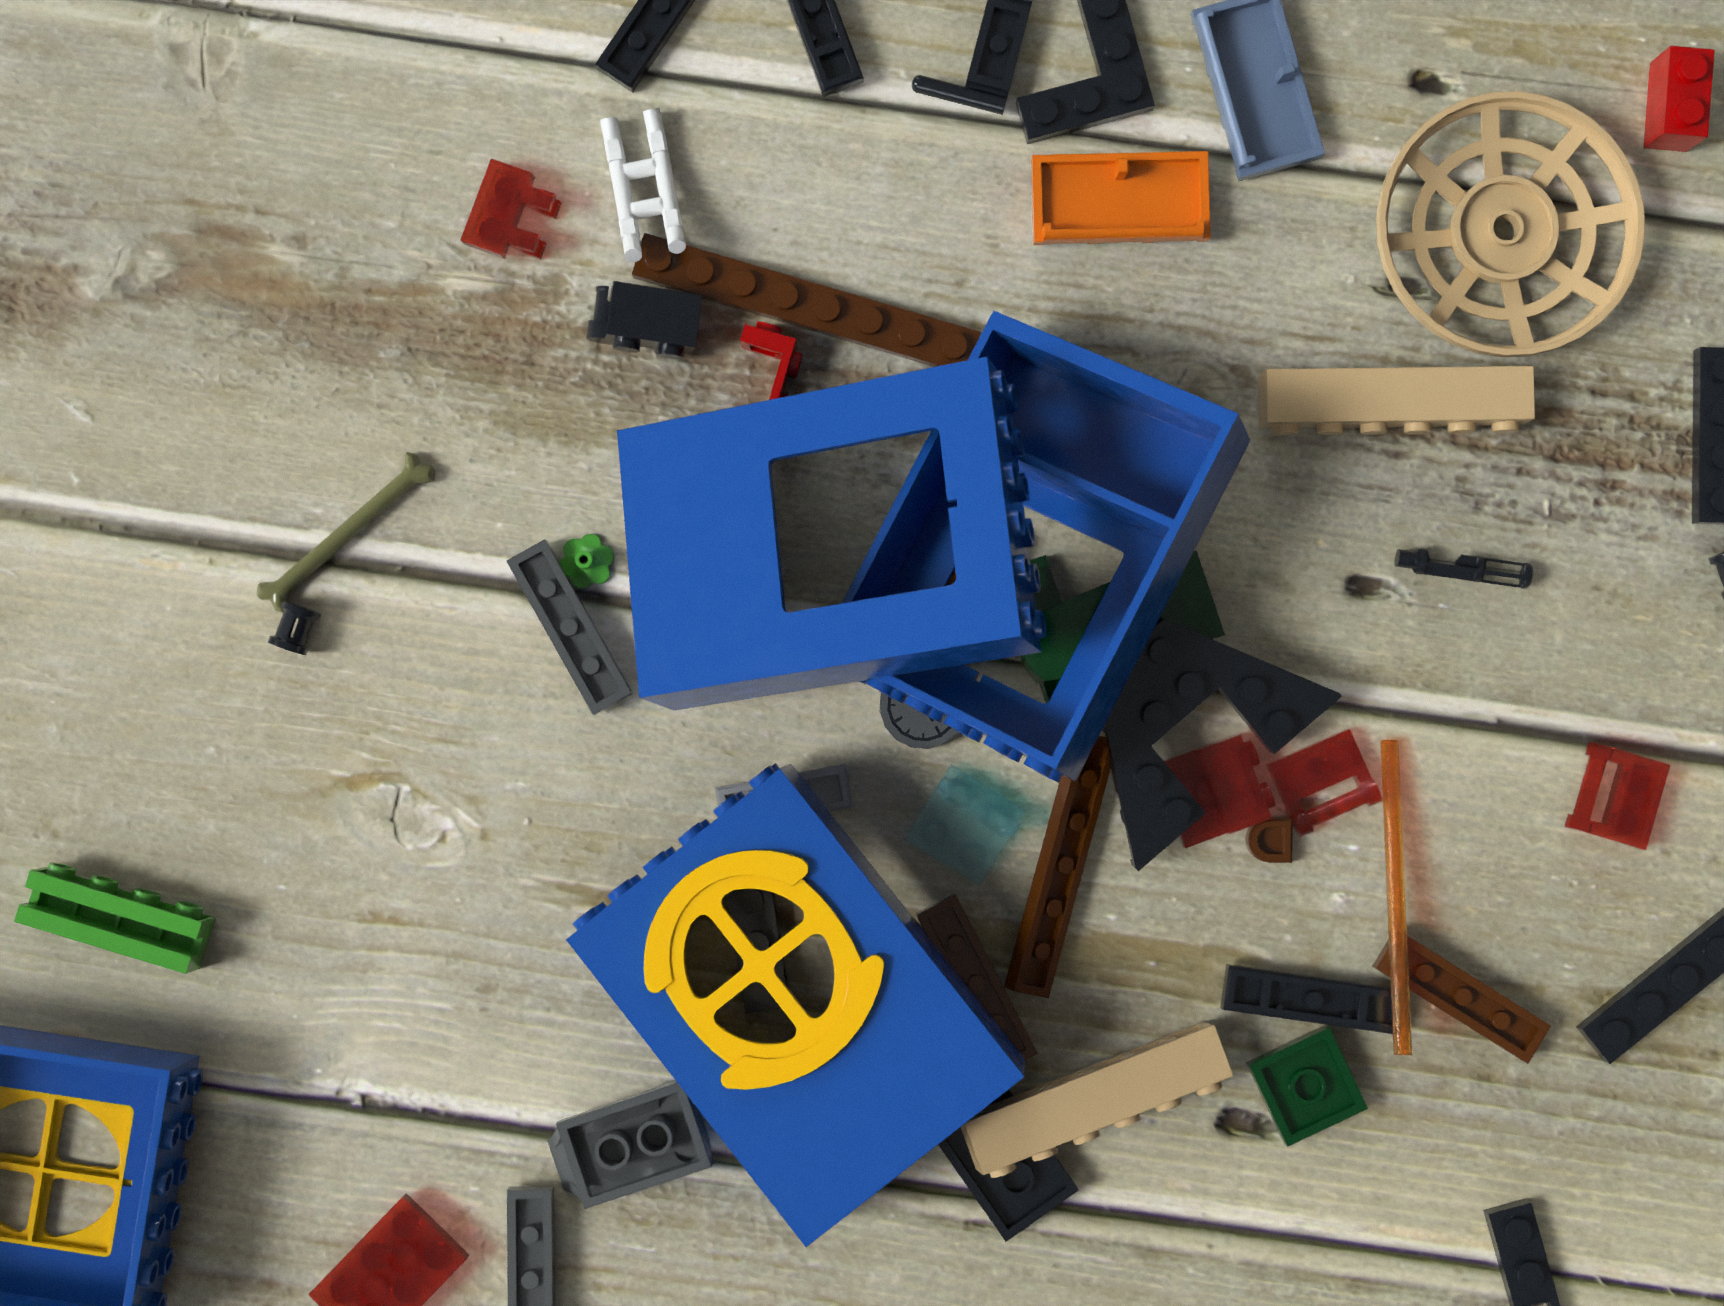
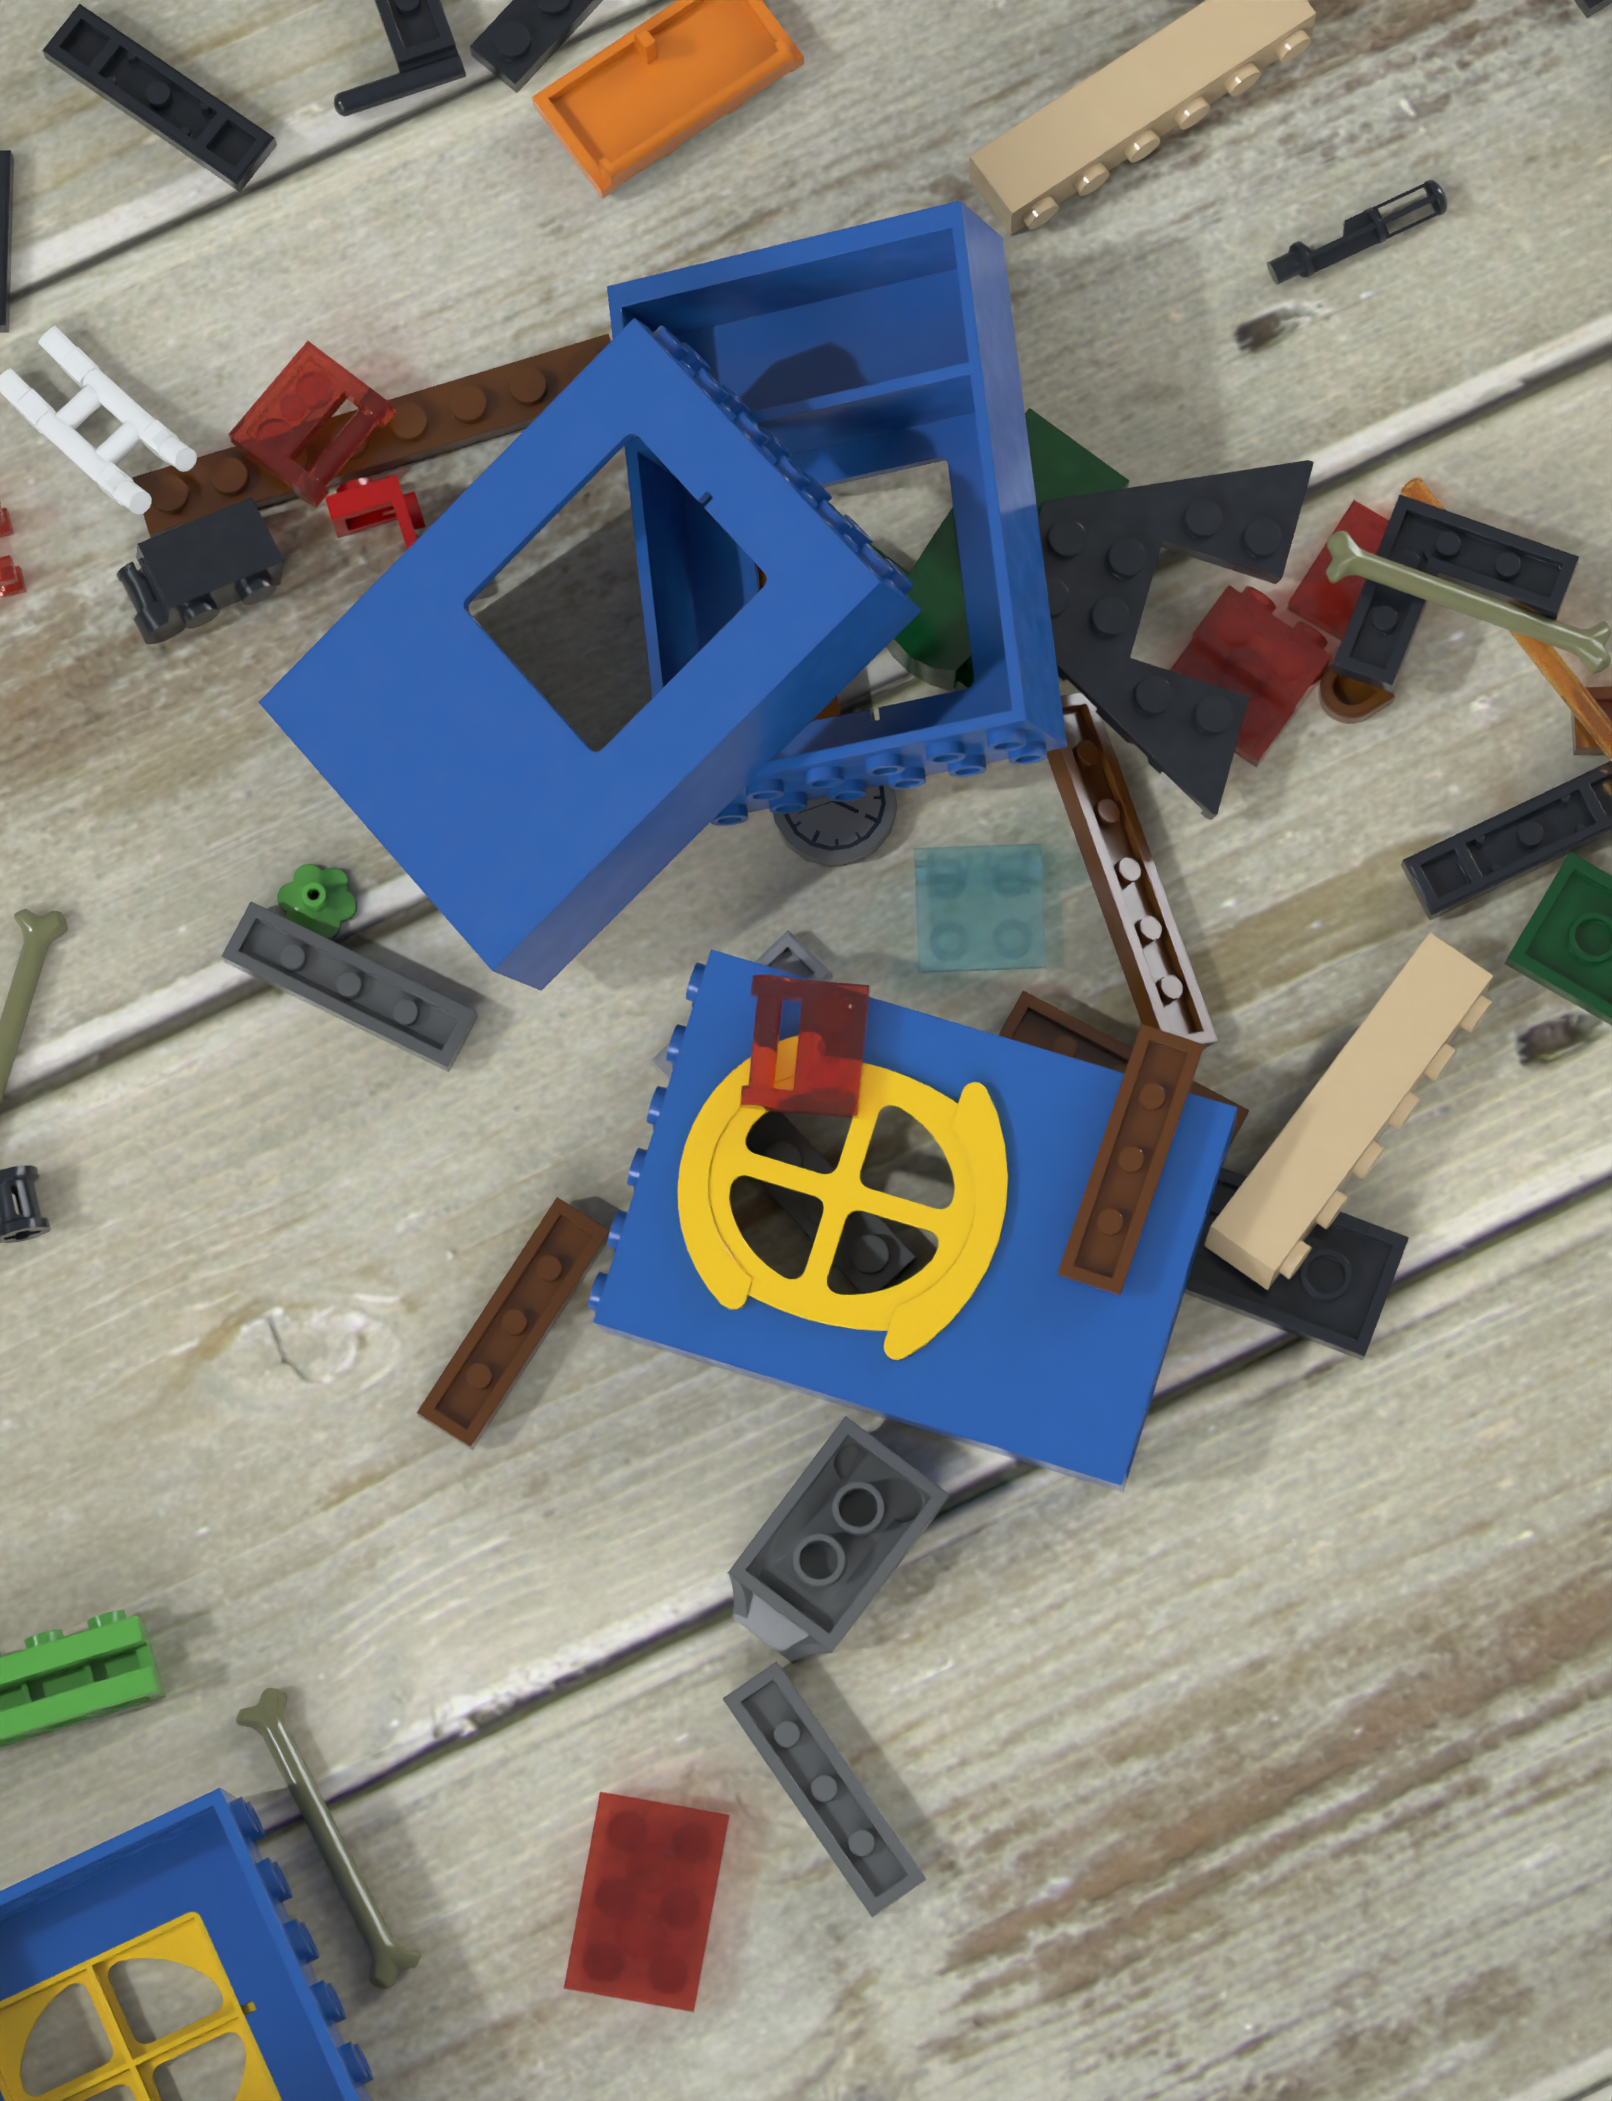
camera: 25 degrees left, 10 degrees down
(246, 1025) = (386, 1953): none -> olive piece
(533, 891) = (514, 1323): none -> reddish brown plate
(763, 259) = (294, 413): none -> clear red plate
(806, 879) = (827, 1049): none -> clear red plate
(938, 1070) = (1130, 1160): none -> reddish brown plate
(1323, 780) = (1352, 560): none -> olive piece
(1378, 794) = (1455, 551): none -> black plate

